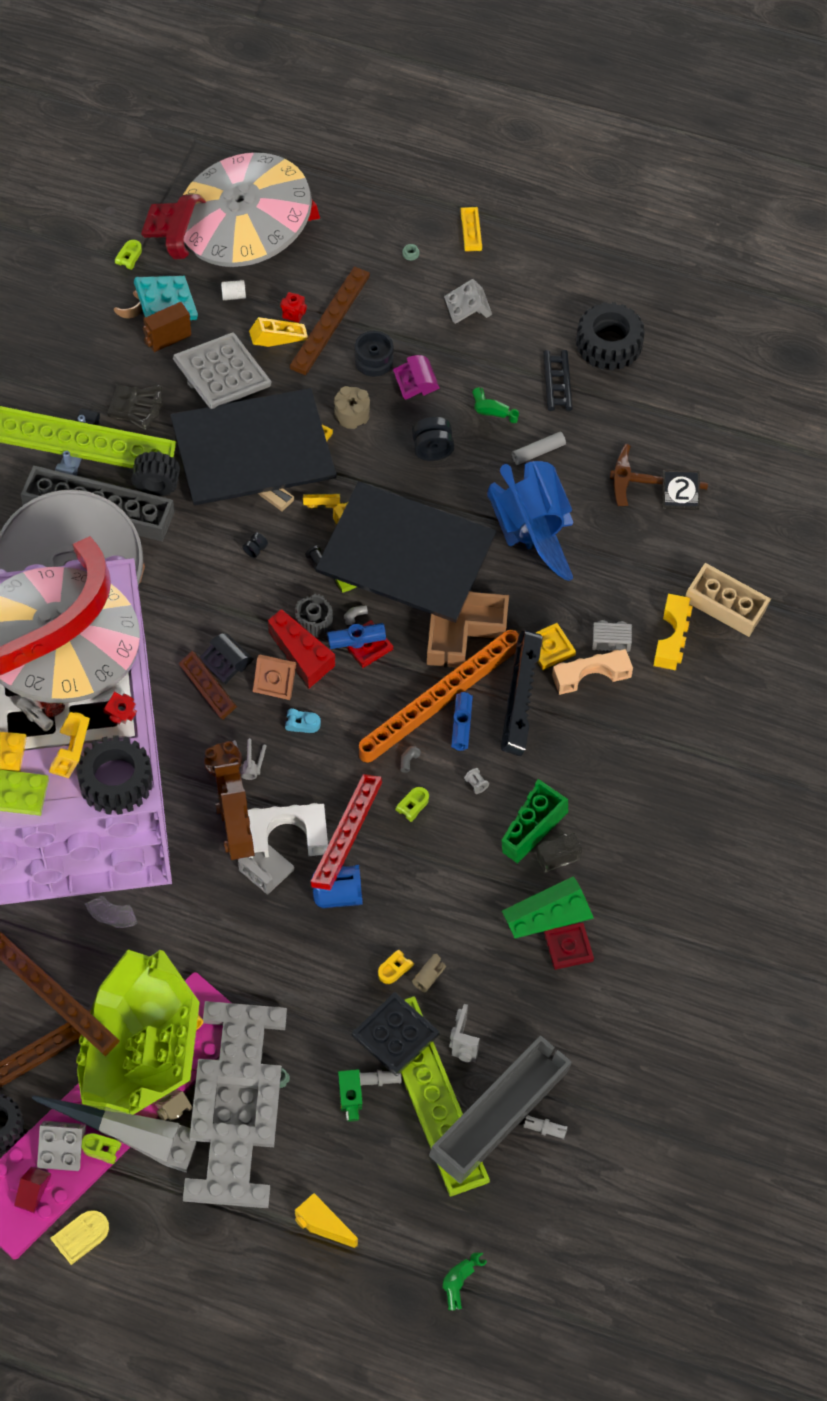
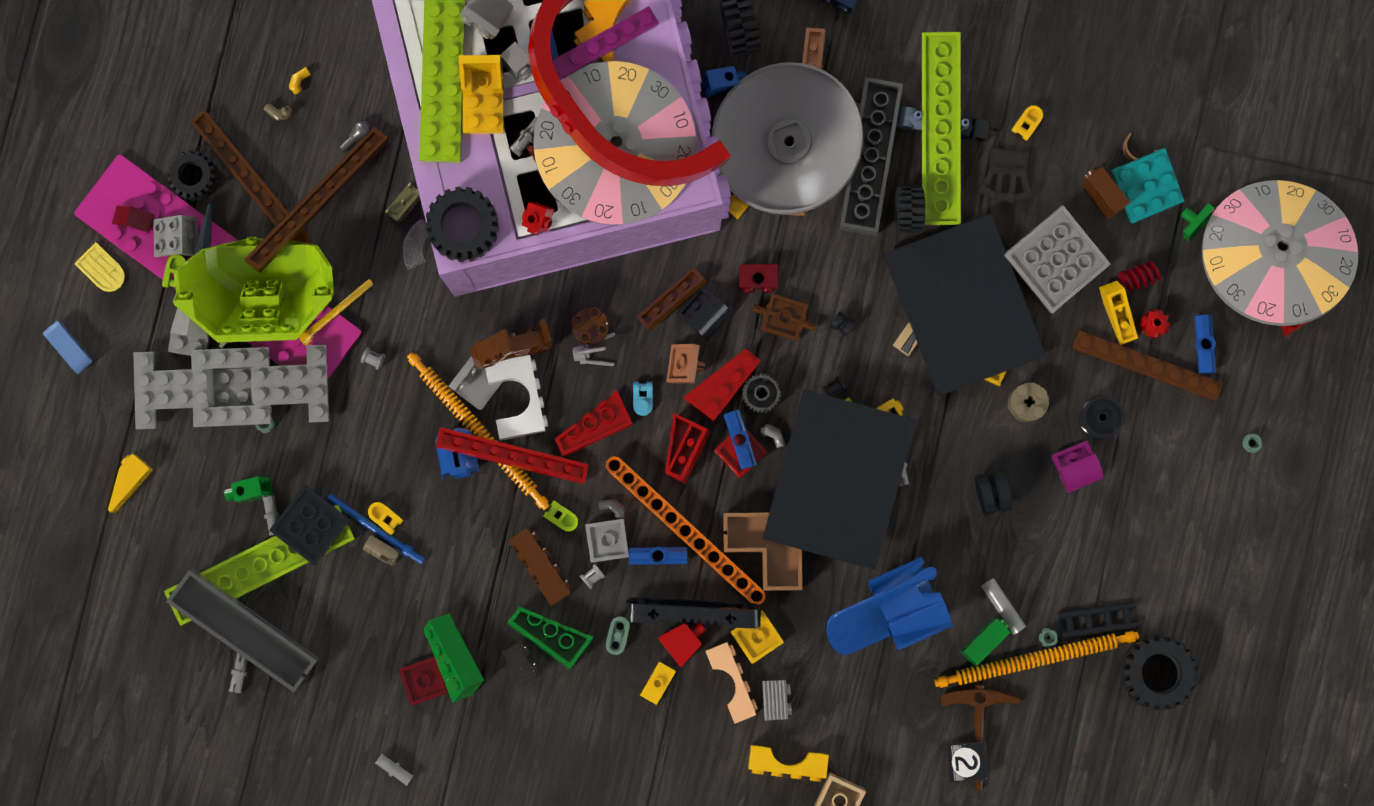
camera: 85 degrees right, 25 degrees up
(65, 918) = (403, 203): none -> olive hinge
(66, 760) = (486, 181): yellow panel -> none
(84, 378) = (1032, 117): none -> yellow plate
(131, 249) = (1213, 138): lime plate -> none
(164, 1275) = (67, 347): none -> medium blue beam
(171, 221) = (1250, 177): dark red piece -> none
(198, 619) = (767, 271): none -> dark red brick
(204, 268) = (1196, 221): none -> green tile
(225, 962) = (372, 358): none -> light grey bush
(233, 290) = (1170, 256): white piece -> none
(241, 592) = (784, 317): none -> reddish brown plate
(247, 311) = (1139, 275): none -> dark red piece
(304, 878) = (471, 423): none -> light orange hose
(314, 500) = (907, 384): yellow plate -> none
(317, 274) = (1204, 331): none -> blue piece
(322, 759) = (600, 423): none -> red wing
(357, 685) = (685, 447): none -> red wedge
(432, 948) = (406, 550): none -> blue bar
(442, 765) = (607, 540): none -> light grey plate
(455, 1278) = (87, 603): green arm -> none
(460, 824) = (540, 566): none -> reddish brown wedge
(463, 1045) = (302, 592): light grey bracket -> none
(466, 301) = (1189, 512): light grey bracket -> none
(471, 229) = (1296, 506): yellow tile -> none
(492, 407) = (1047, 549): green arm -> none
(538, 764) = (617, 635): none -> sand green plate
(549, 709) = (682, 641): none -> red torso
(570, 460) = (985, 640): none -> green brick
(571, 417) = (1043, 637): none -> sand green plate
(587, 736) = (657, 683): none -> yellow plate
(590, 430) = (1045, 657): none -> light orange hose
(658, 982) = (394, 769): none -> light grey pin

